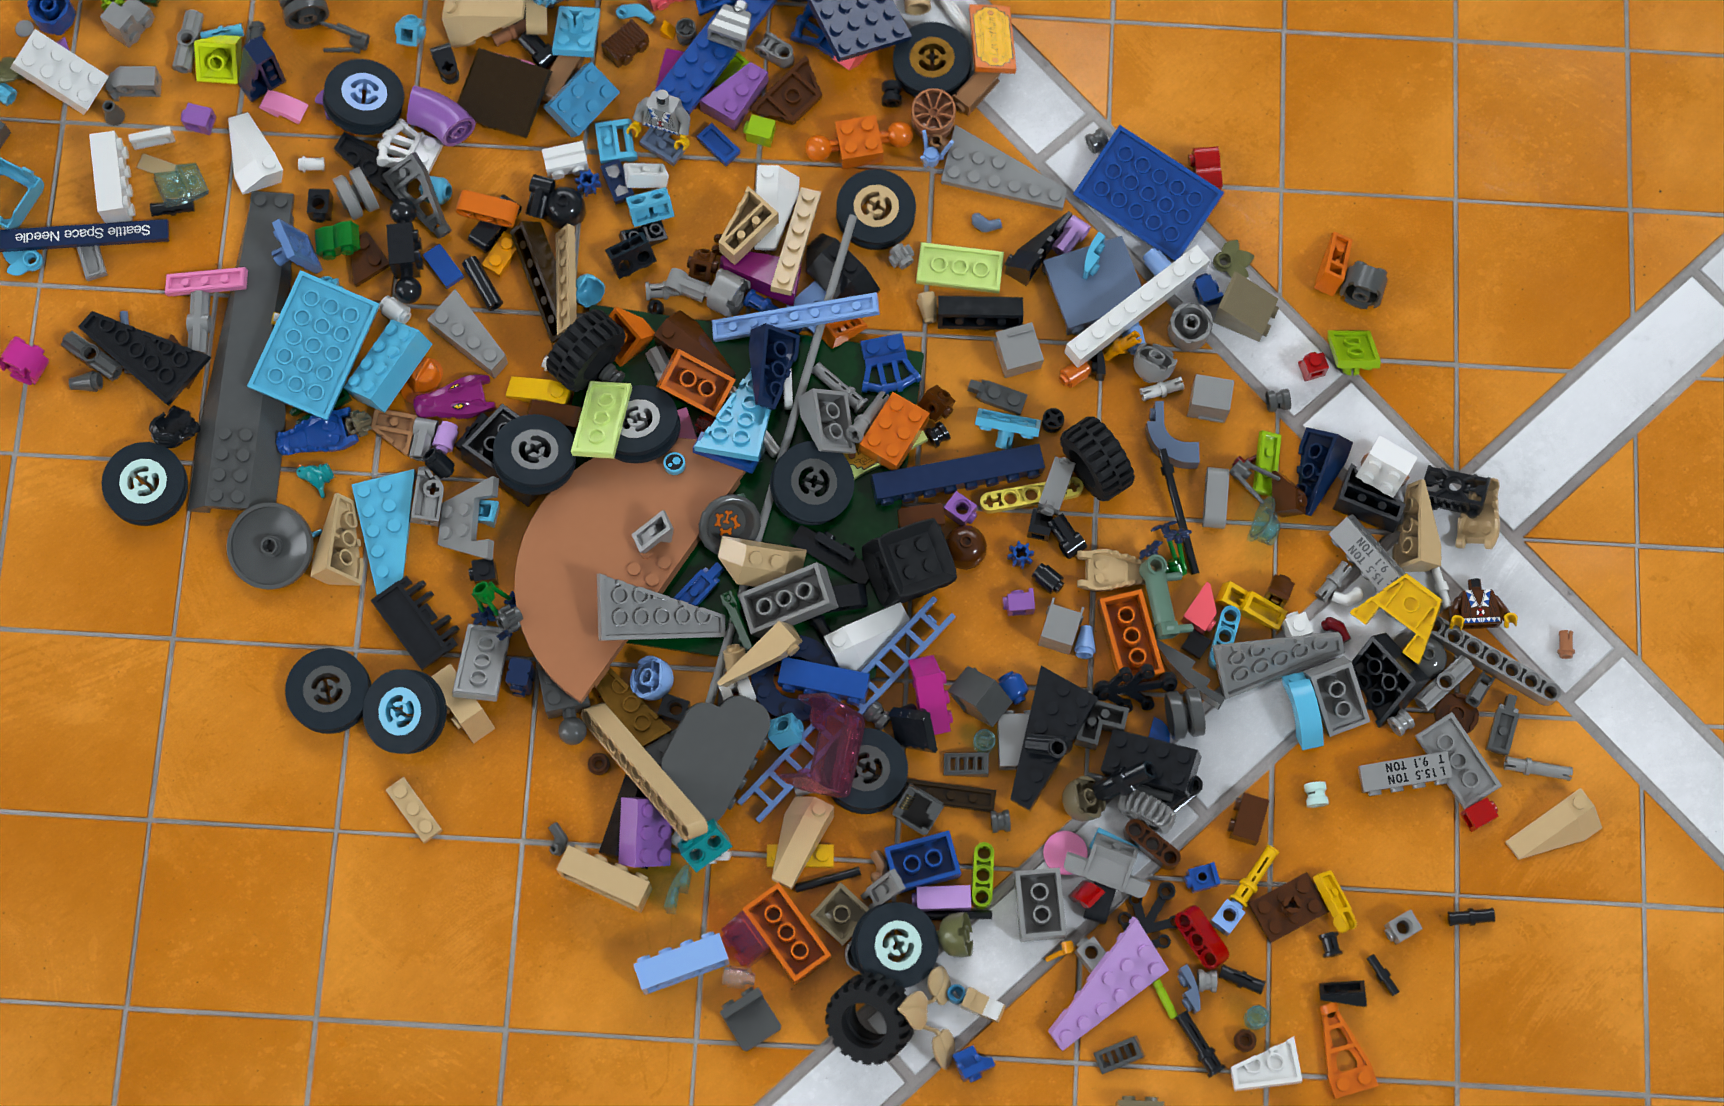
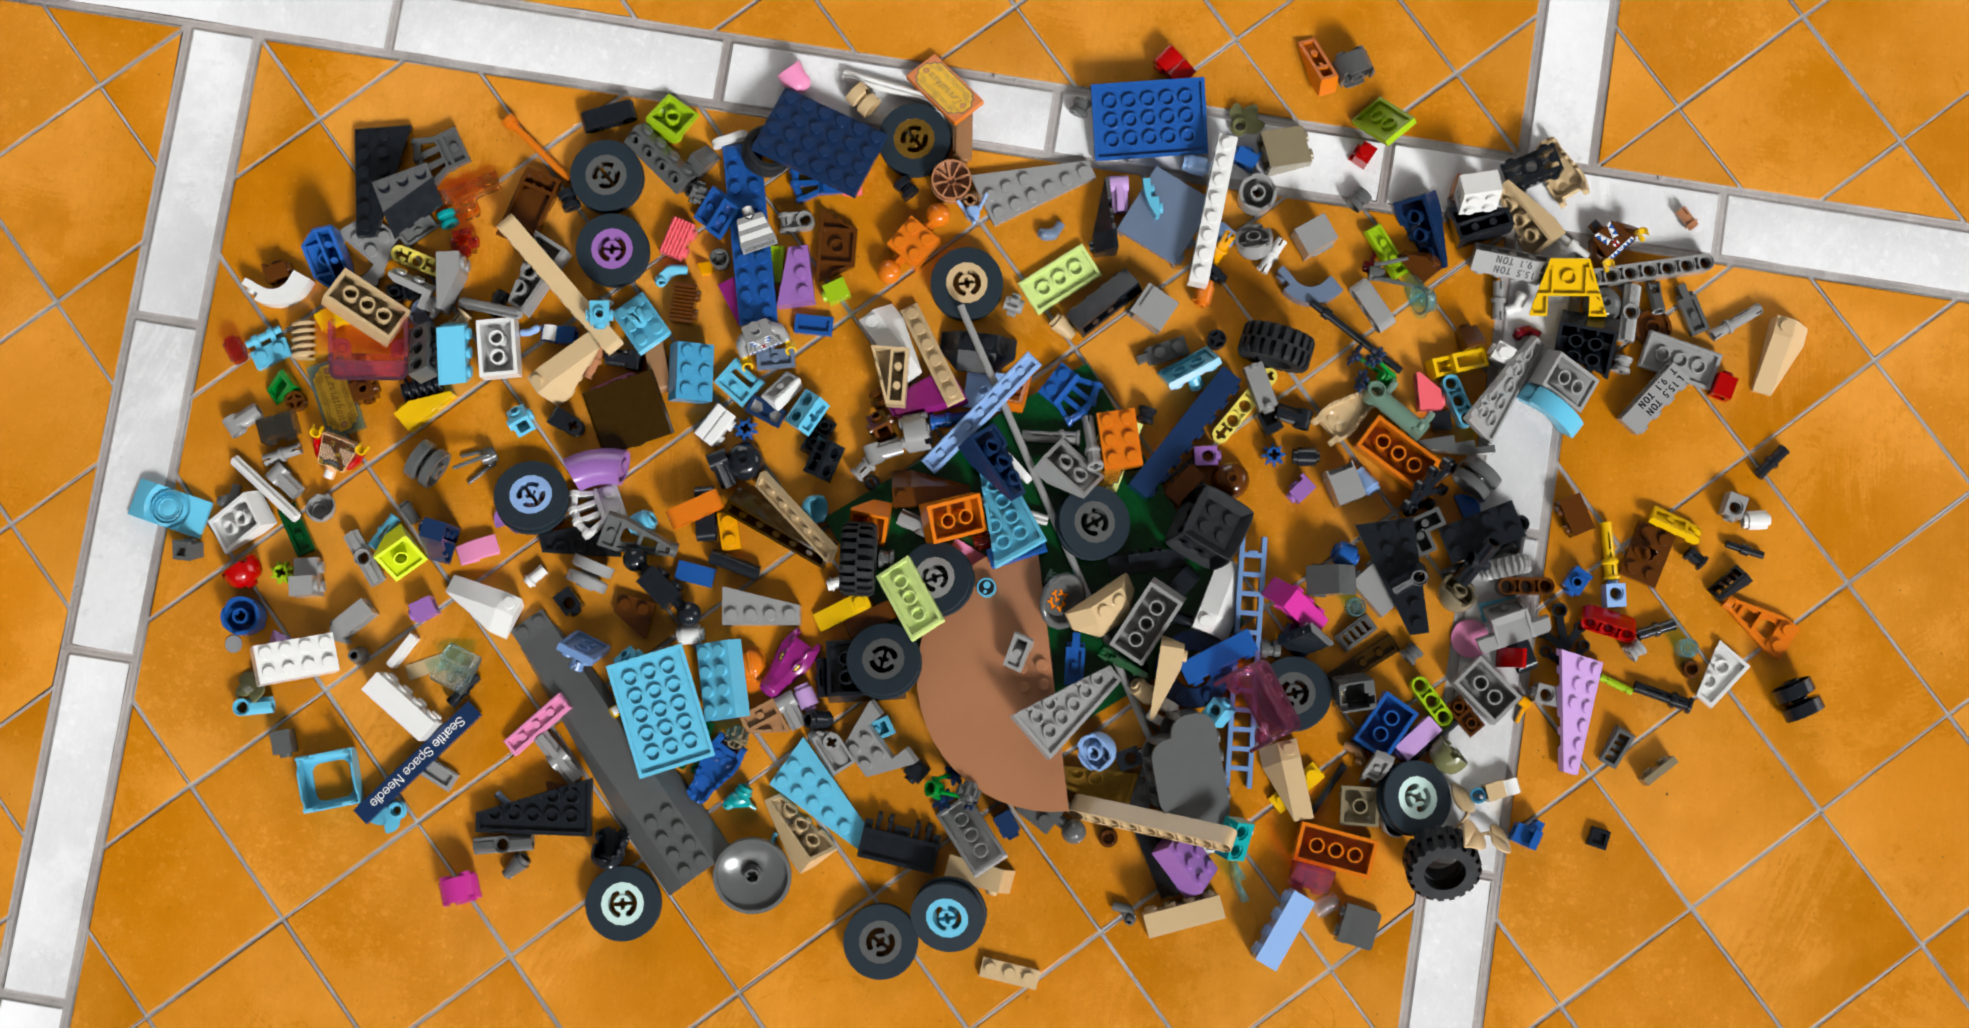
camera: 35 degrees left, 10 degrees up
(337, 240) = (605, 617): green brick -> none
(937, 403) = (1128, 393): reddish brown brick -> none
(1003, 916) = (1463, 714): none -> reddish brown slope
(1191, 997) = (1634, 669): sand blue slope -> none
(1316, 794) = (1605, 461): light aqua wheel -> none
(1414, 956) = (1755, 520): none -> white brick

